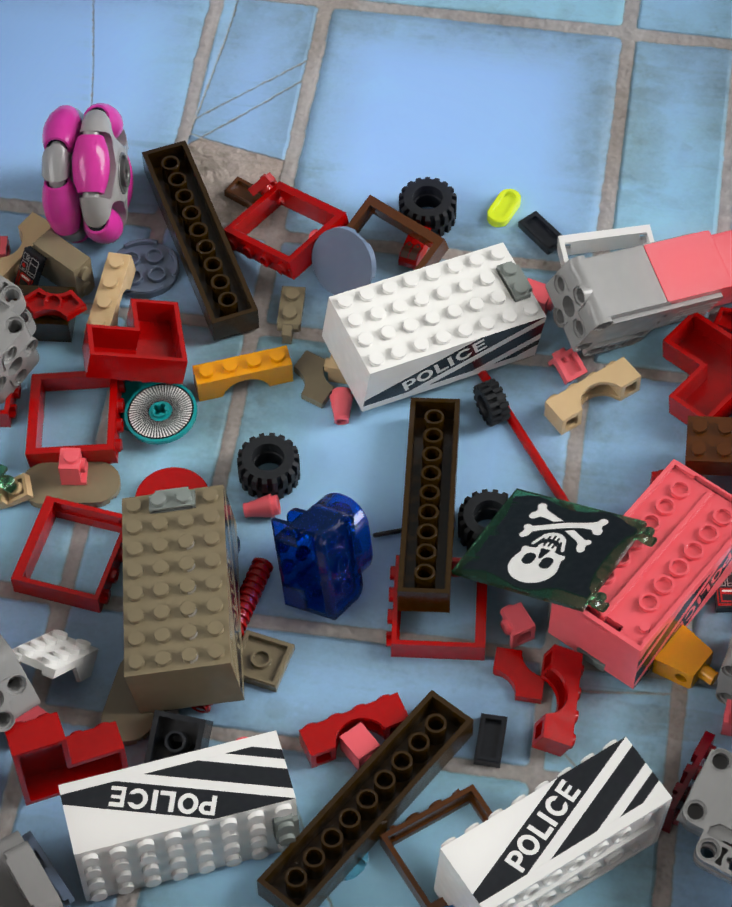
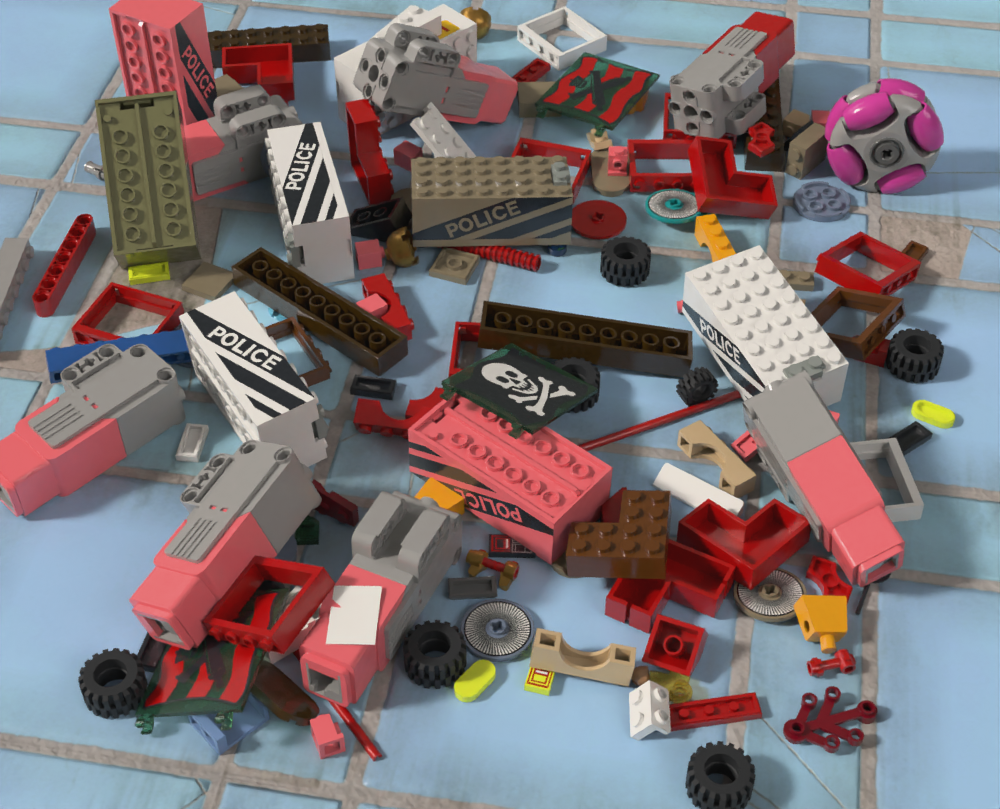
camera: 90 degrees right, 10 degrees down
(115, 279) = (800, 175): tan arch -> none
(200, 241) = (829, 224): dark brown brick -> none
(242, 716) = (401, 248): none -> pearl gold cylinder
(263, 507) = (590, 263): coral cone -> none
(265, 183) = (915, 251): red plate -> none
(323, 555) = (528, 269): clear blue brick -> none
(343, 260) = (830, 289): sand blue tile -> none
(639, 417) = (694, 490): none -> white slope

